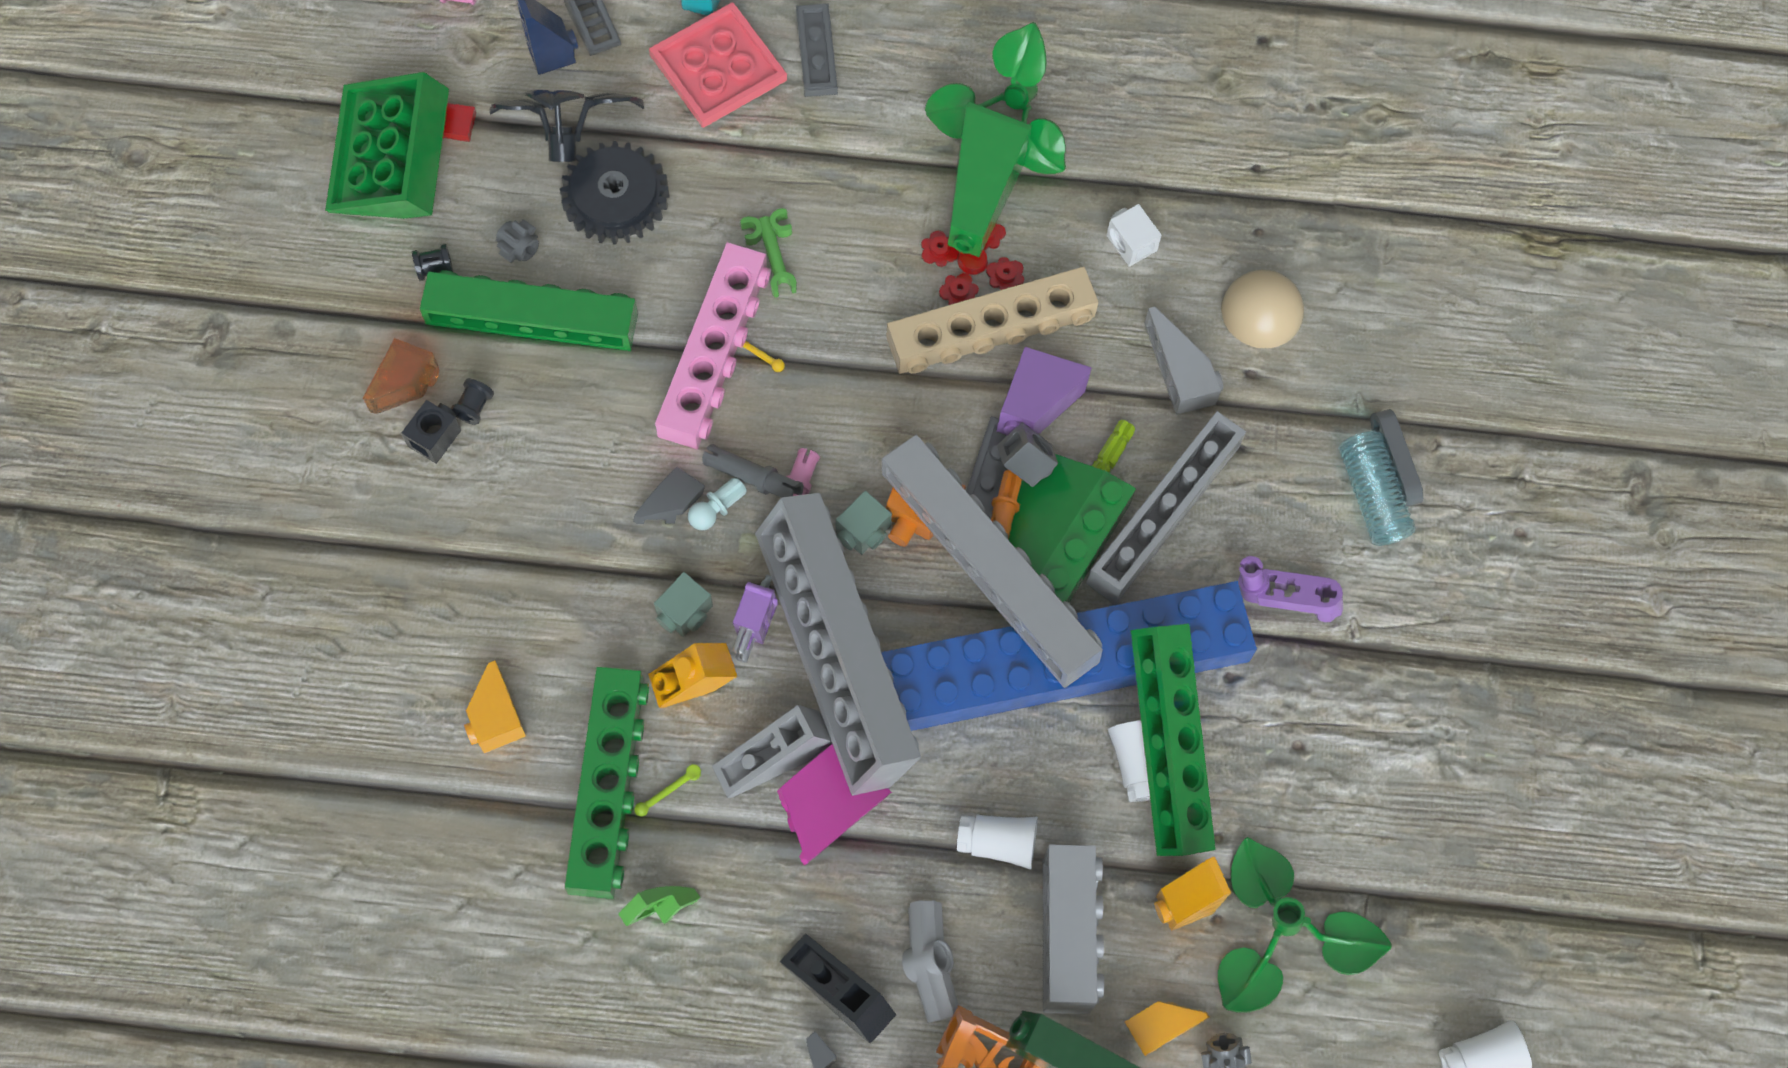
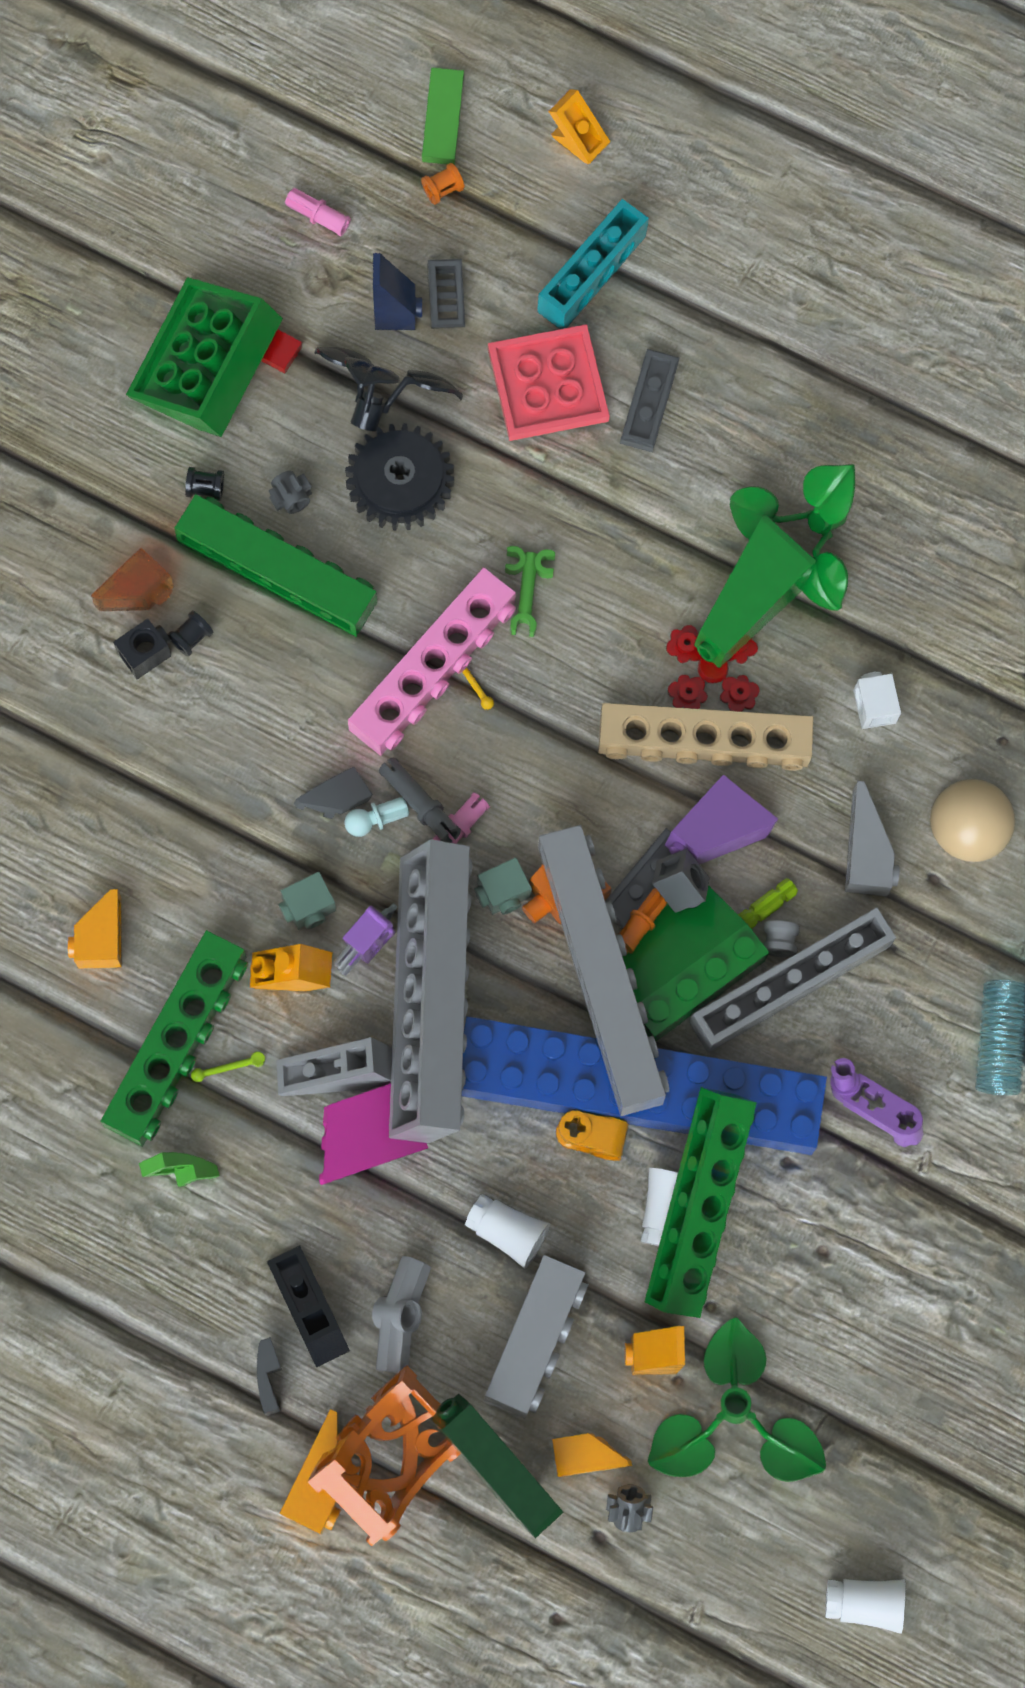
camera: 20 degrees right, 5 degrees up
(1046, 719) = (597, 1135): none -> light orange piece
(1139, 474) = (781, 938): none -> light grey wheel

